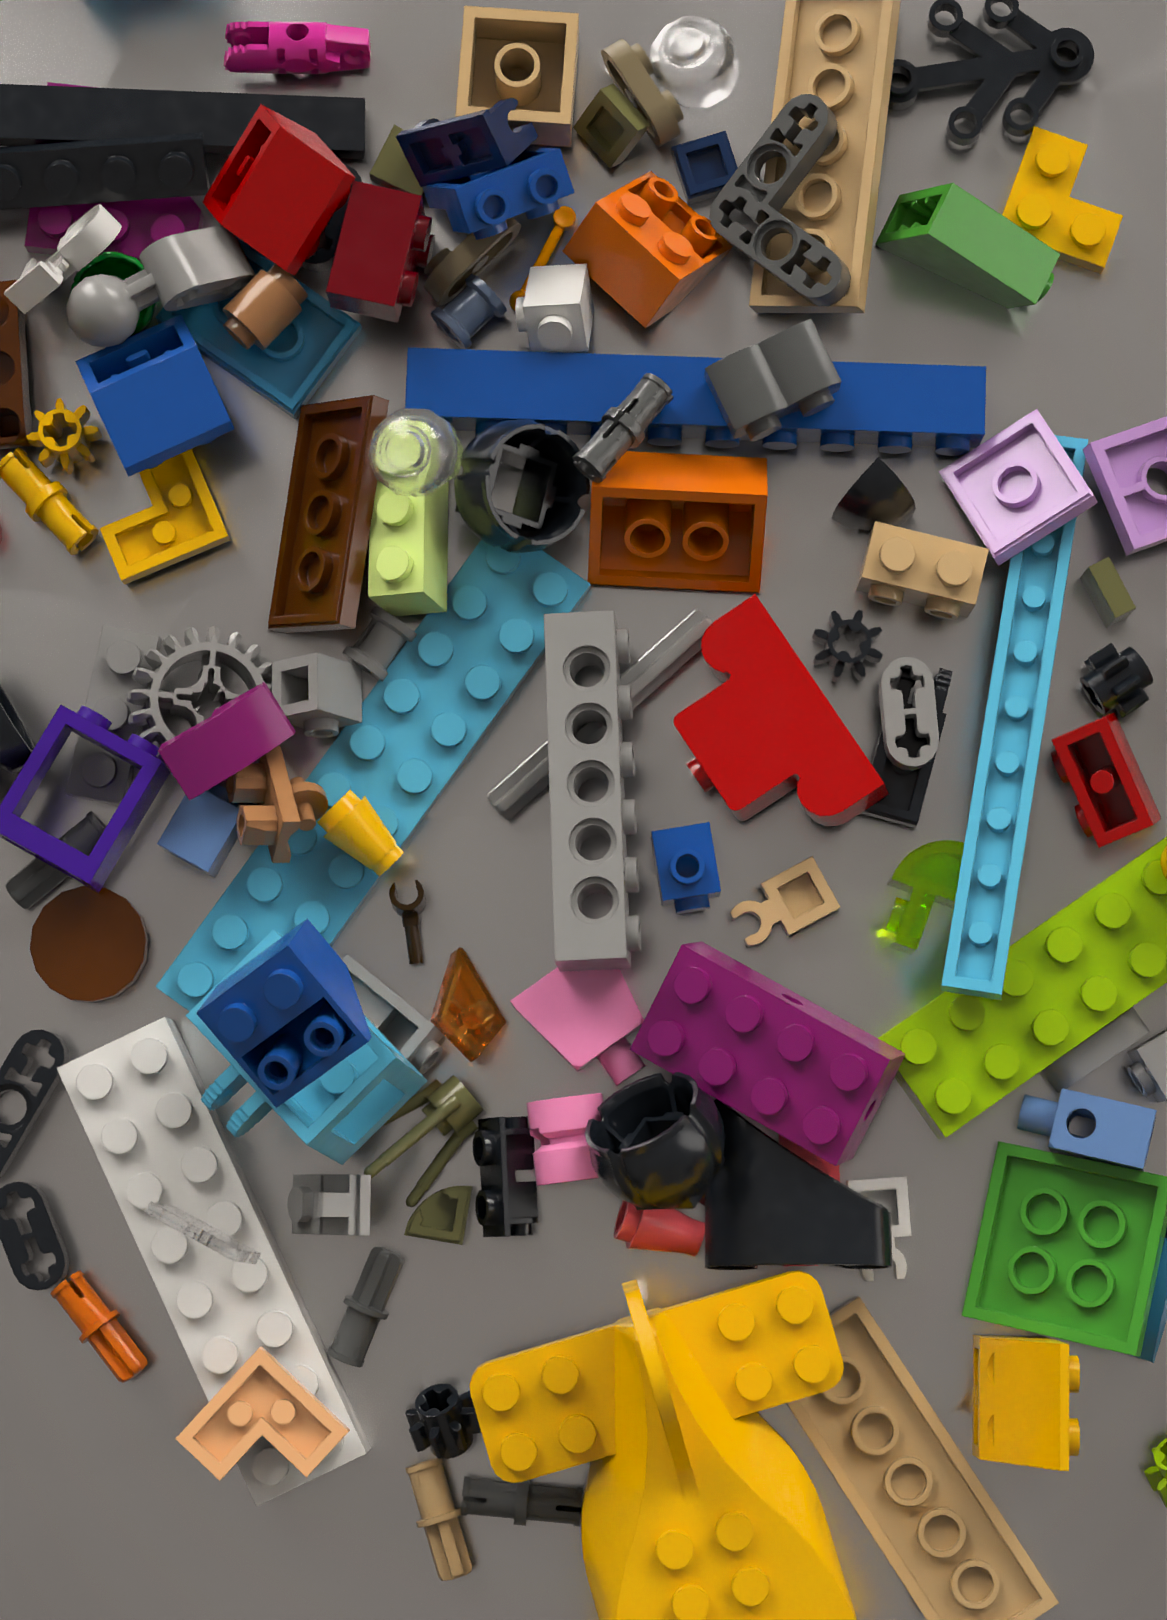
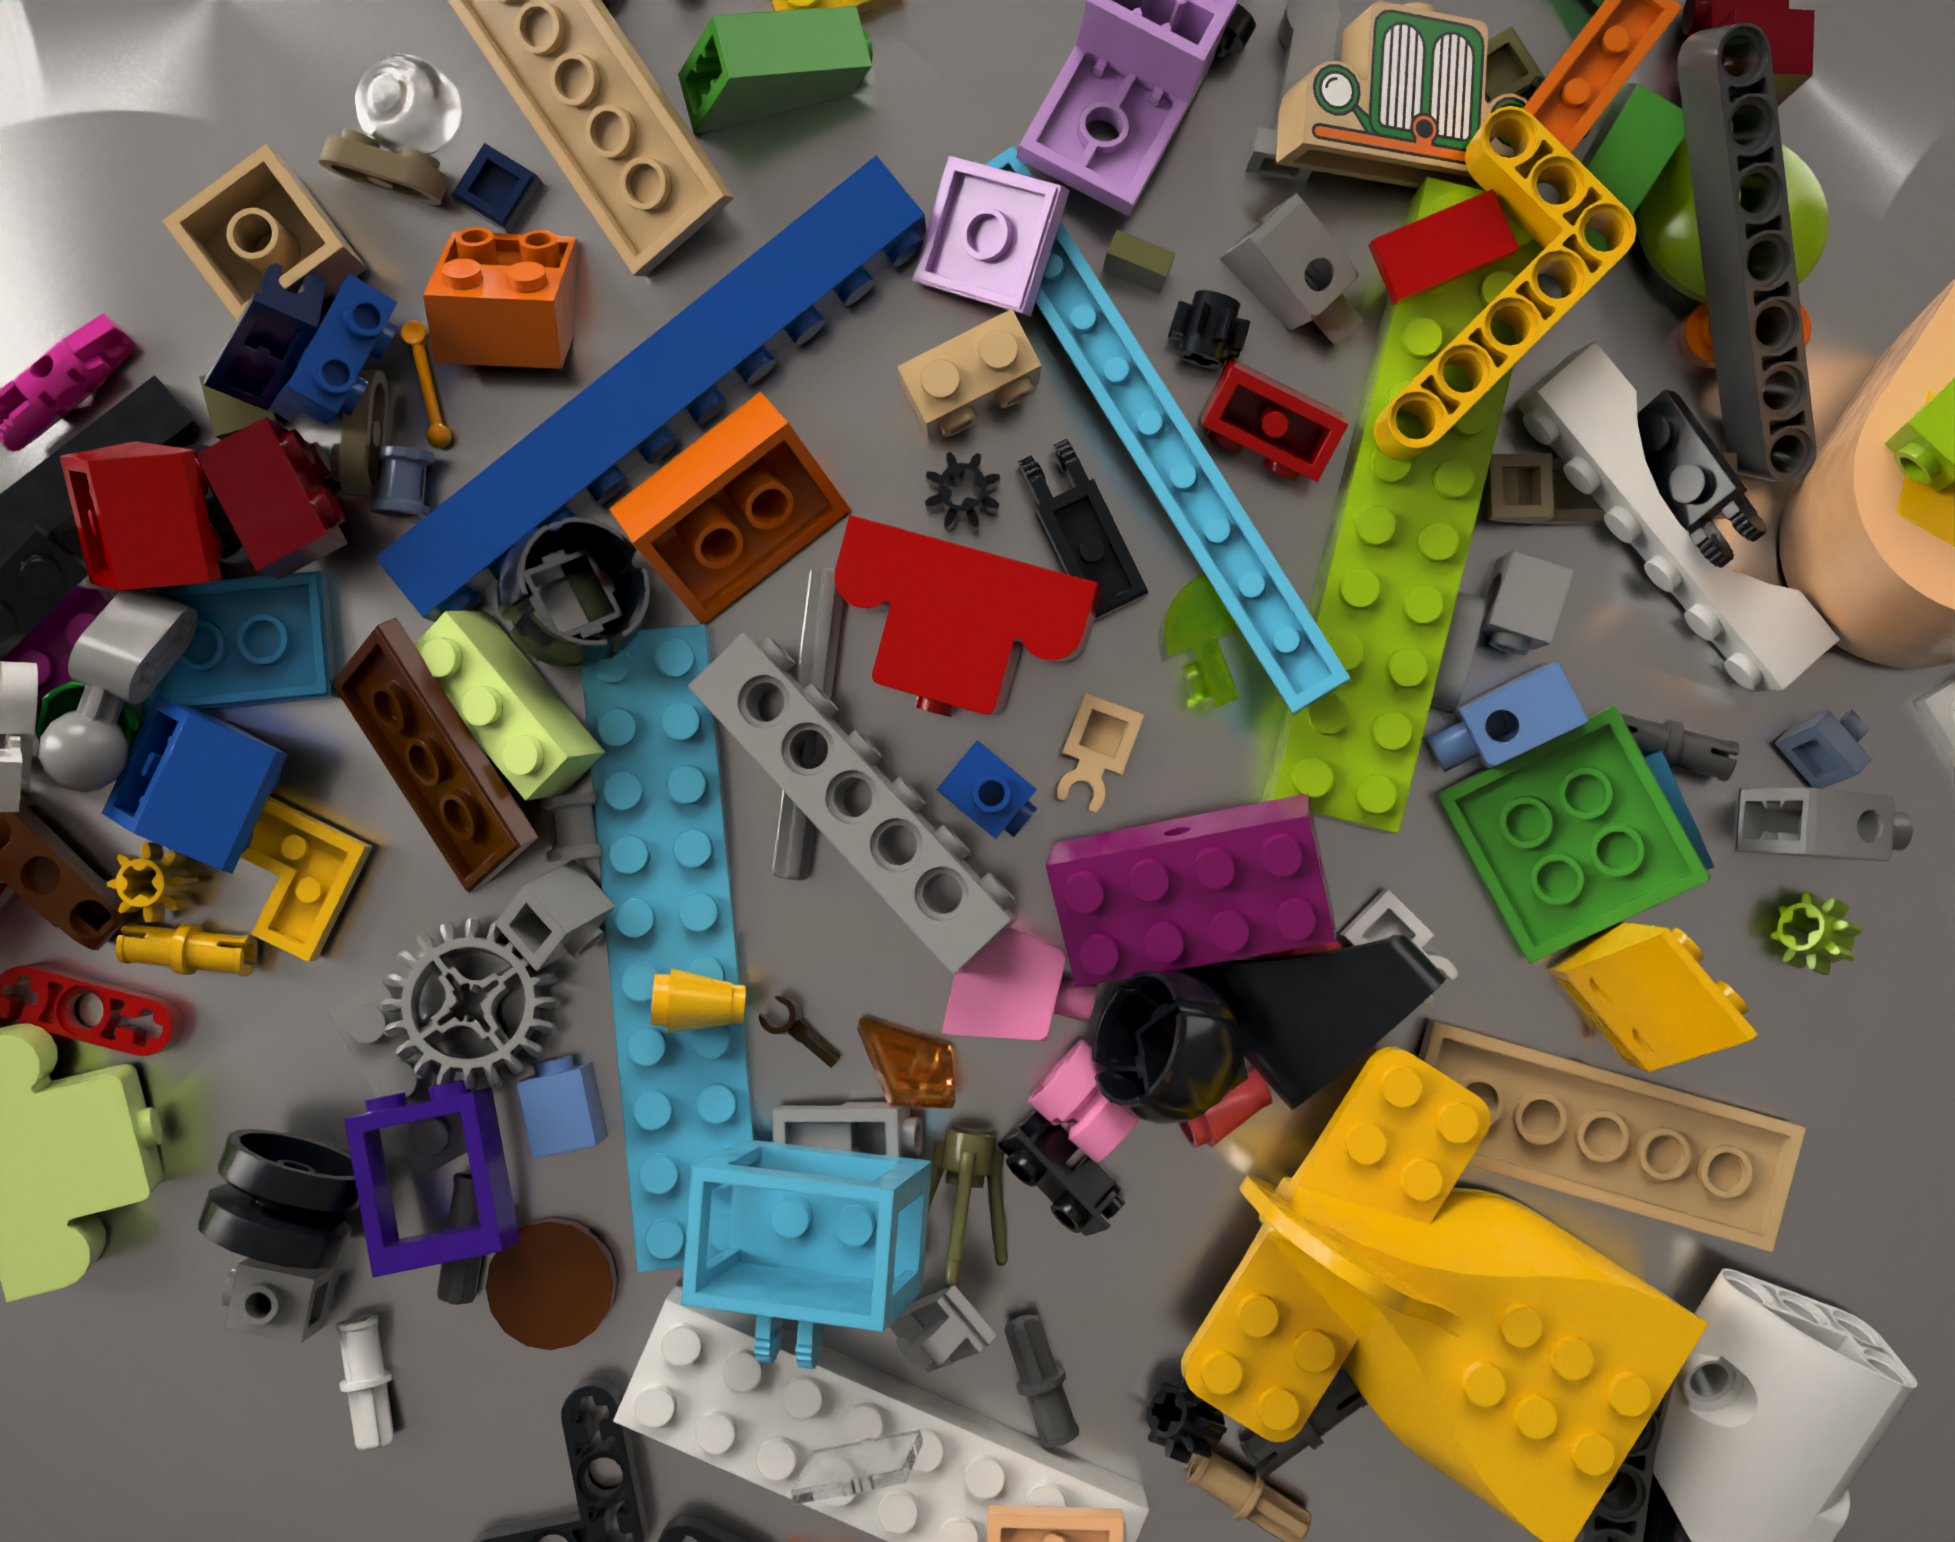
camera: 45 degrees left, 5 degrees up
(226, 741) = (512, 1027): magenta slope -> none
(264, 308) = (223, 628): medium nougat brick -> none
(280, 807) = (606, 1036): medium nougat hips -> none
(288, 1013) = (767, 1236): blue slope -> none
(415, 452) = (456, 643): clear hair -> none
(442, 1216) = (1037, 1250): olive tile -> none
(557, 308) = (472, 415): white brick -> none
(611, 125) = (383, 219): olive tile -> none
(623, 427) = (615, 469): dark grey pin -> none
(764, 201) = (568, 172): dark grey beam -> none
(773, 380) = (708, 319): dark grey brick -> none
(875, 497) = (879, 346): black brick -> none
(922, 712) = (1074, 494): light grey beam -> none

